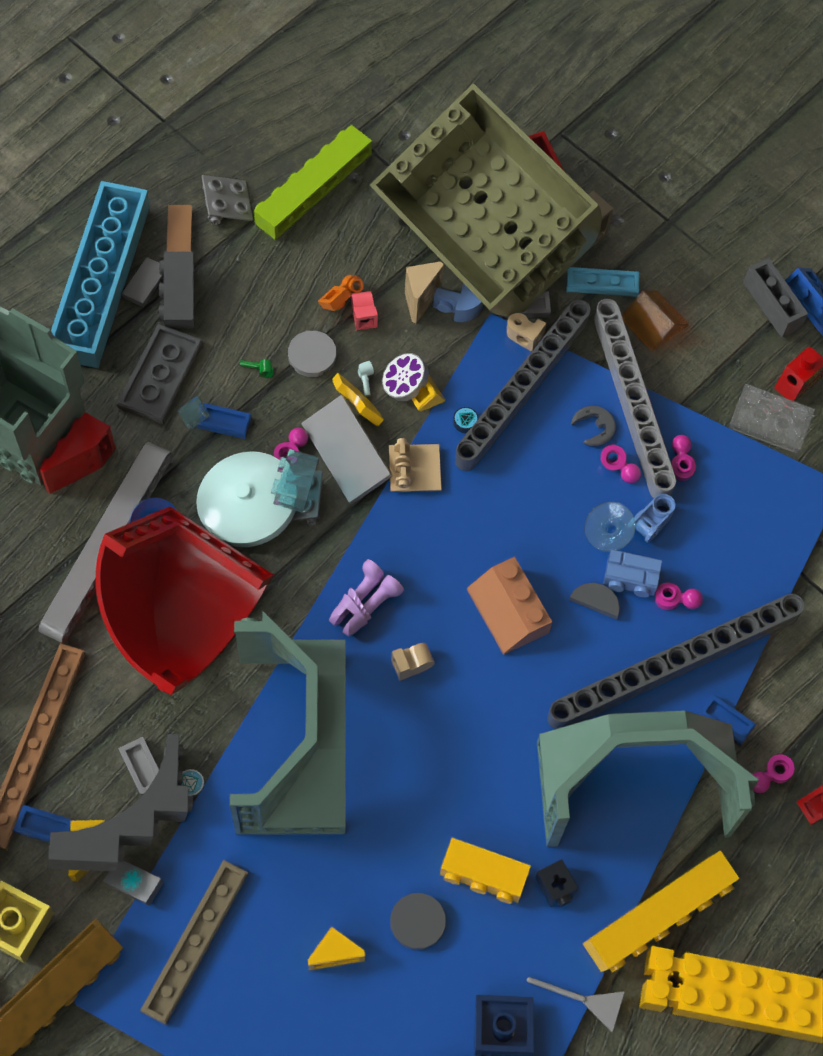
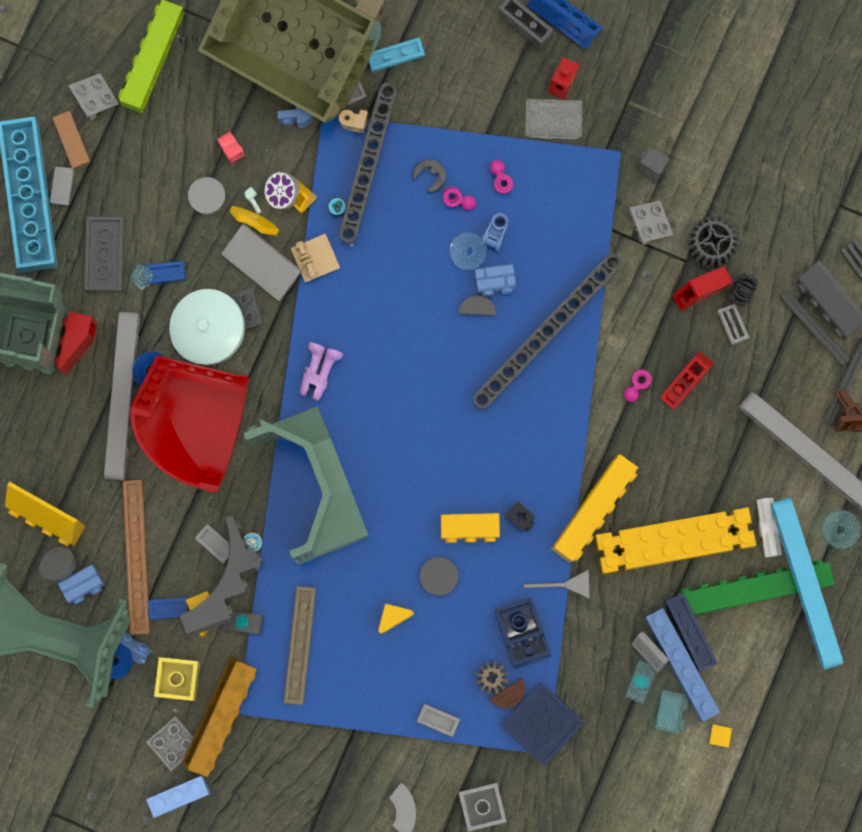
camera: 15 degrees left, 15 degrees up
(177, 290) = (90, 185): dark grey brick -> none
(265, 367) = (177, 220): green hand -> none
(295, 480) = (237, 304): clear light blue brick -> none
(297, 438) = (223, 266): dark pink plate -> none
(336, 296) = (207, 143): orange plate -> none
(412, 660) = (368, 401): tan leg -> none
(421, 286) = (266, 116): tan slope -> none
(509, 606) = (419, 336): nougat slope -> none
(576, 750) = (504, 425): sand green panel -> none
(634, 408) = (446, 136): light grey beam -> none
(653, 319) = (443, 71): clear orange slope -> none
(691, 598) = (542, 282): dark pink plate -> none
(721, 711) = (594, 360): blue tile -> none

